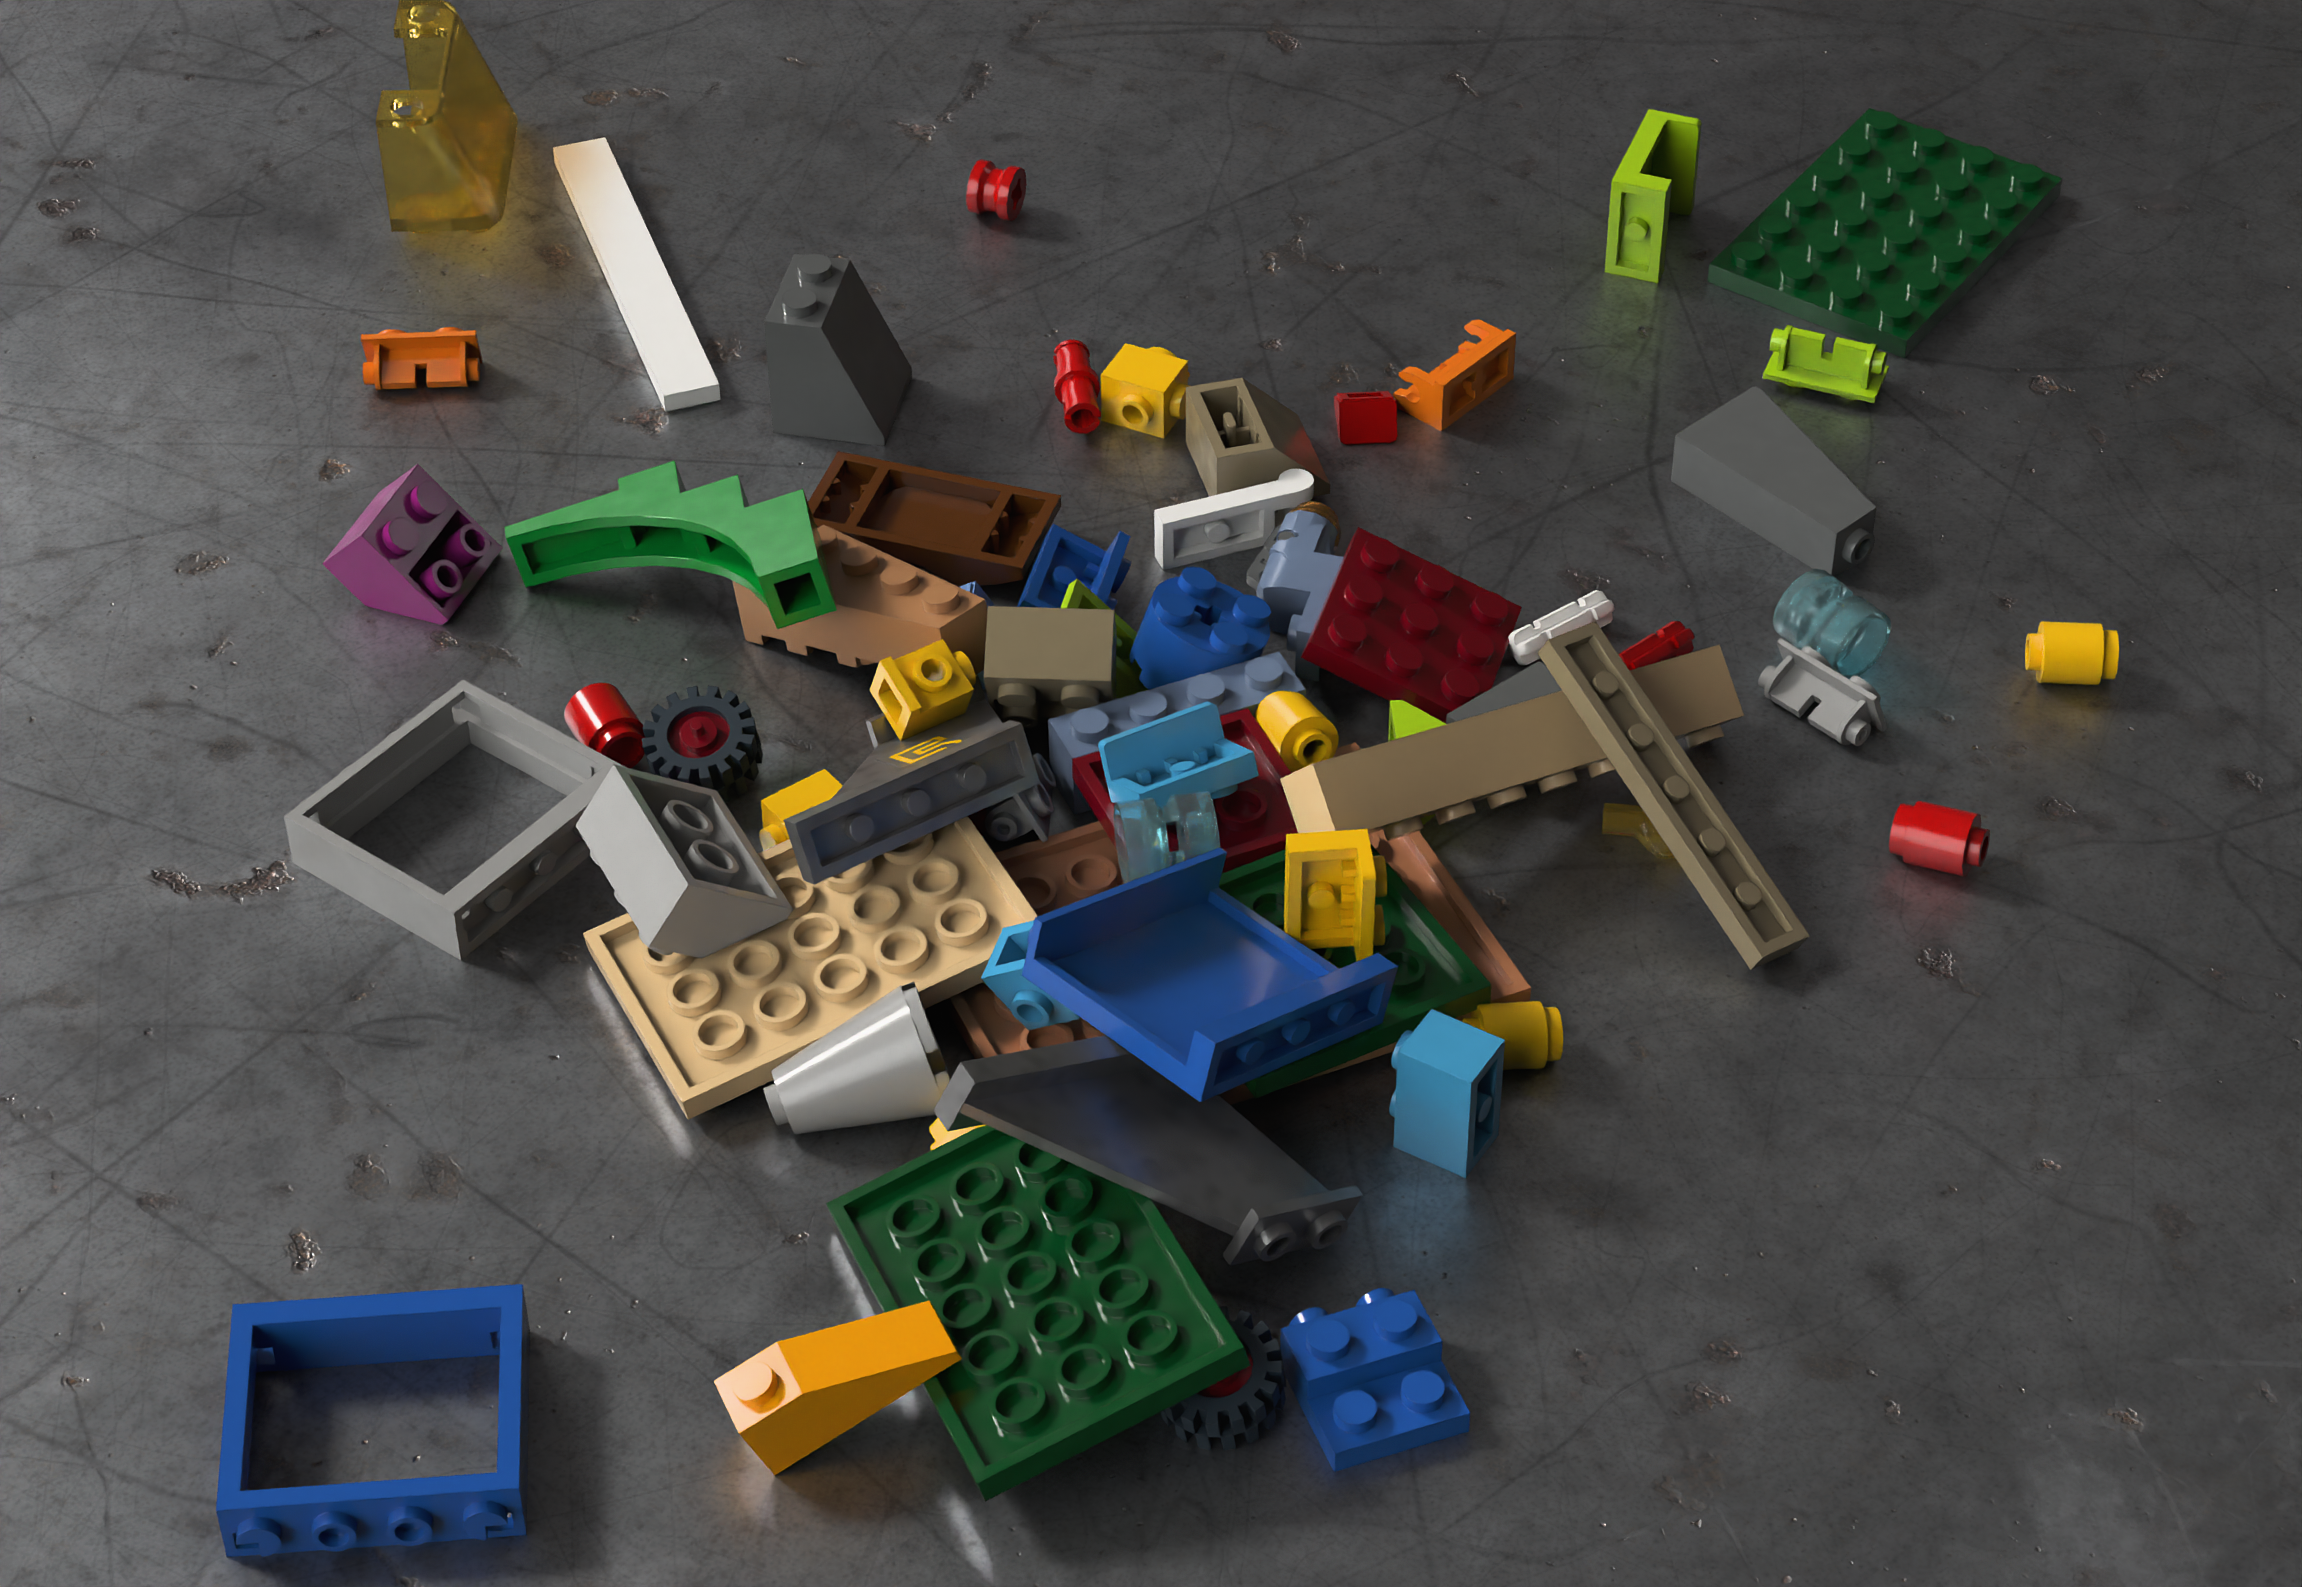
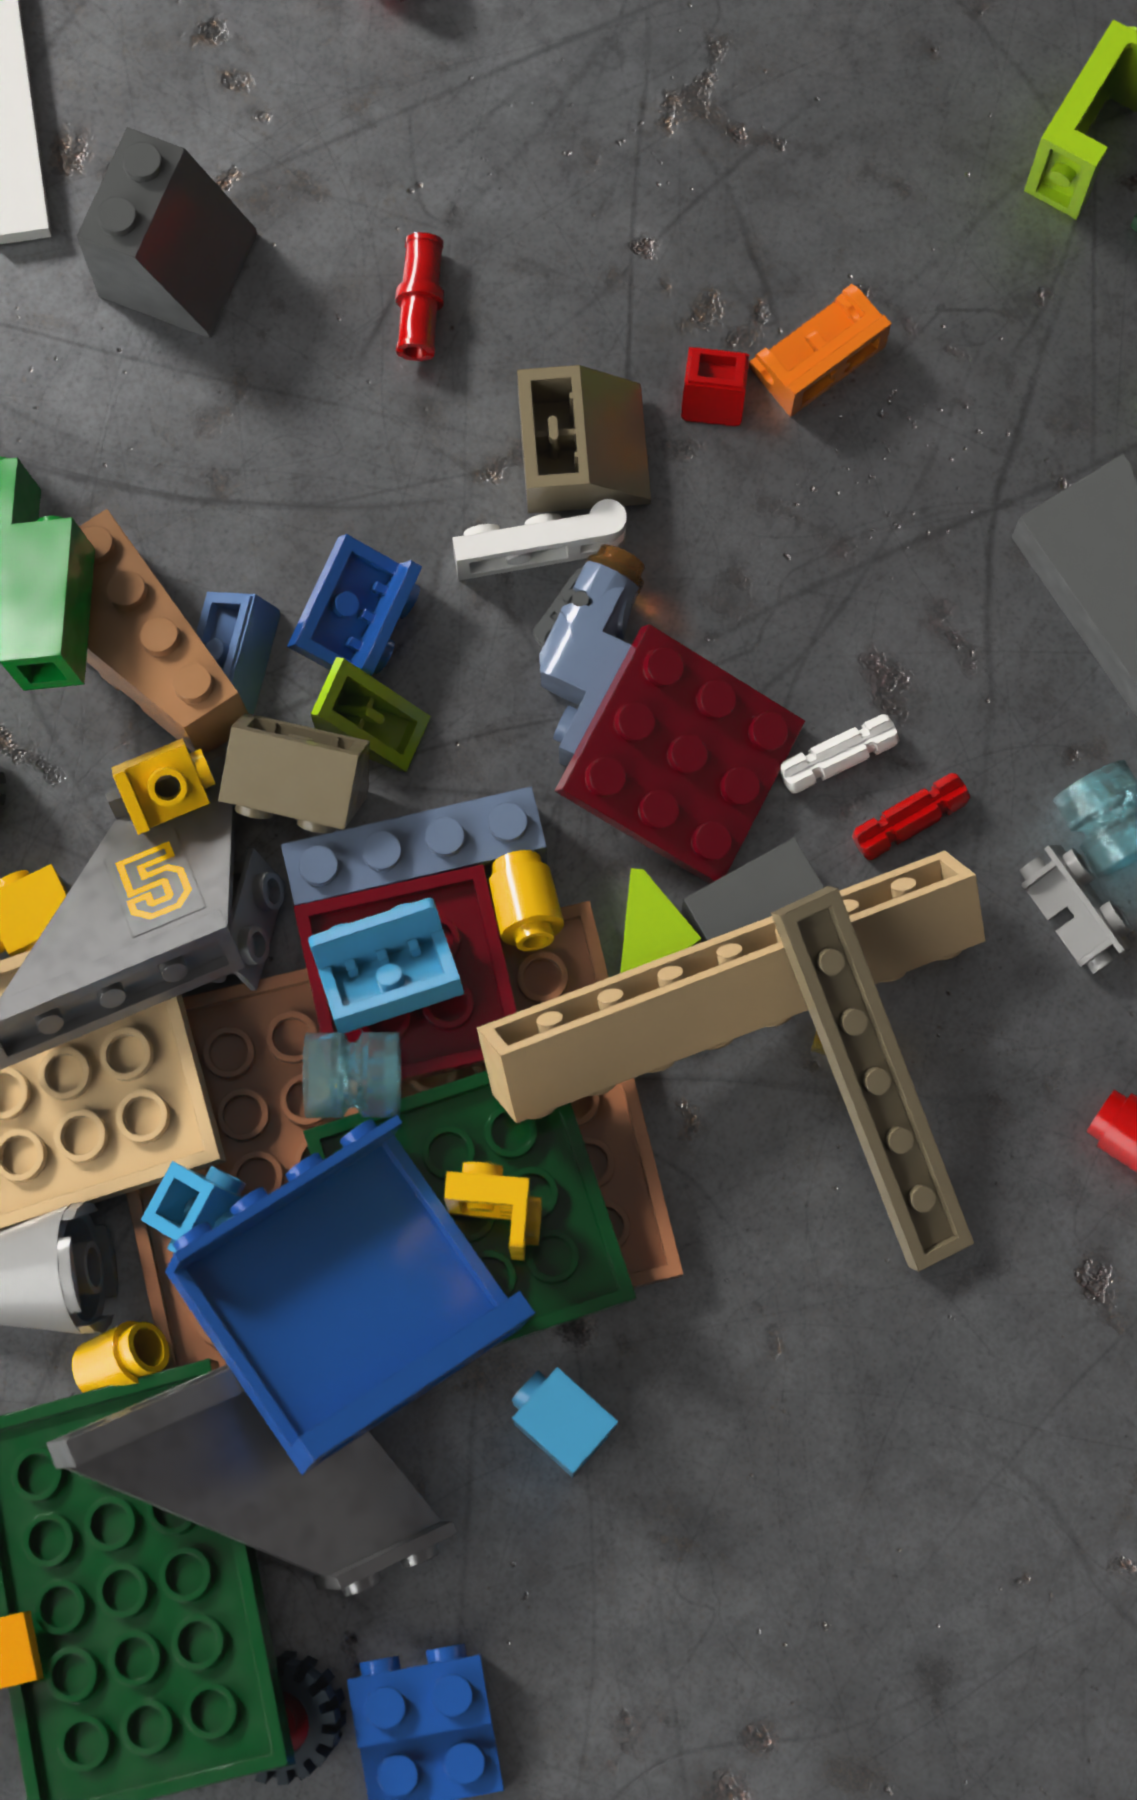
camera: 10 degrees right, 35 degrees up
(935, 518) = (226, 482): reddish brown slope -> none
(1144, 390) = (490, 321): yellow brick -> none
(1197, 628) = (479, 714): blue brick -> none
(1529, 1030) = (653, 1327): yellow brick -> none

